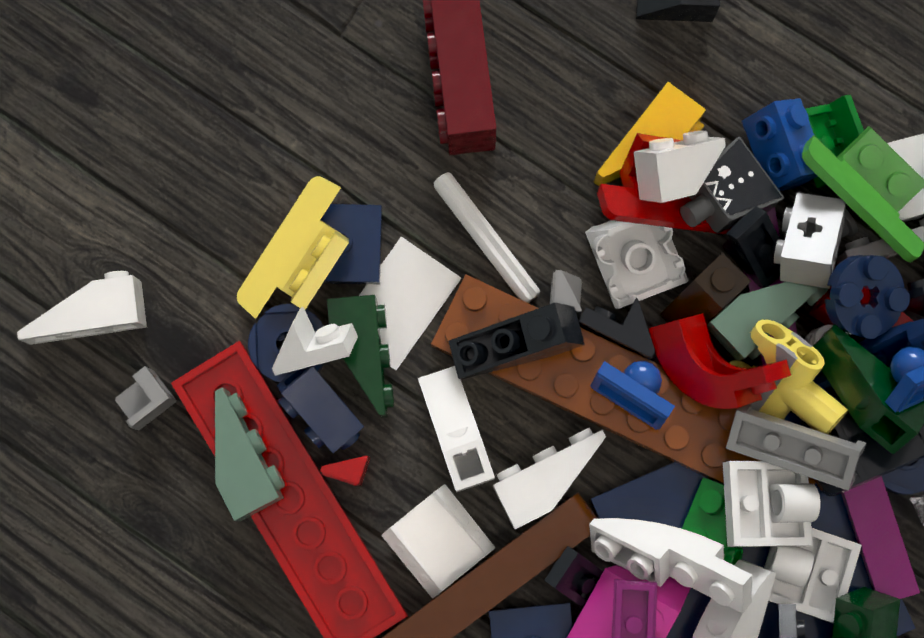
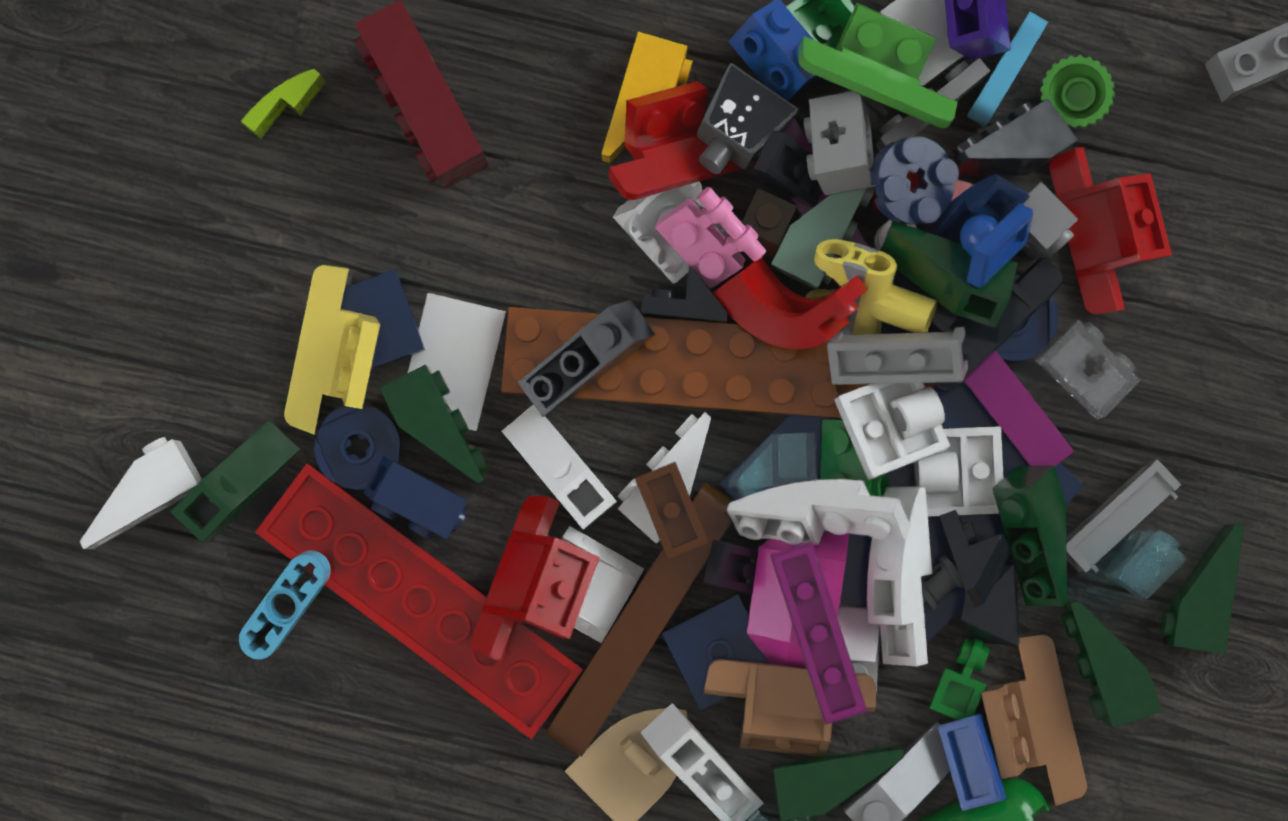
camera: 25 degrees left, 5 degrees up
(145, 399) = (234, 558): light grey panel -> none
(153, 457) = (258, 621): none -> medium azure beam
(170, 333) = (235, 482): none -> dark green slope
(239, 466) = (361, 590): sand green slope -> none
(308, 348) = (381, 445): white slope -> none
(348, 471) = (468, 551): red slope -> none
(354, 25) = (294, 93): none -> lime slope
(396, 522) = (536, 581): none -> red plate
(486, 238) = (515, 261): white axle -> none
(540, 505) = (671, 510): none -> reddish brown plate
(566, 290) = (617, 285): light grey slope -> none
(635, 391) = (722, 361): blue tile -> none
(649, 499) = (777, 462): none -> clear light blue slope
(654, 281) = (703, 244): none -> bright pink plate
(678, 168) = (678, 123): white slope -> none

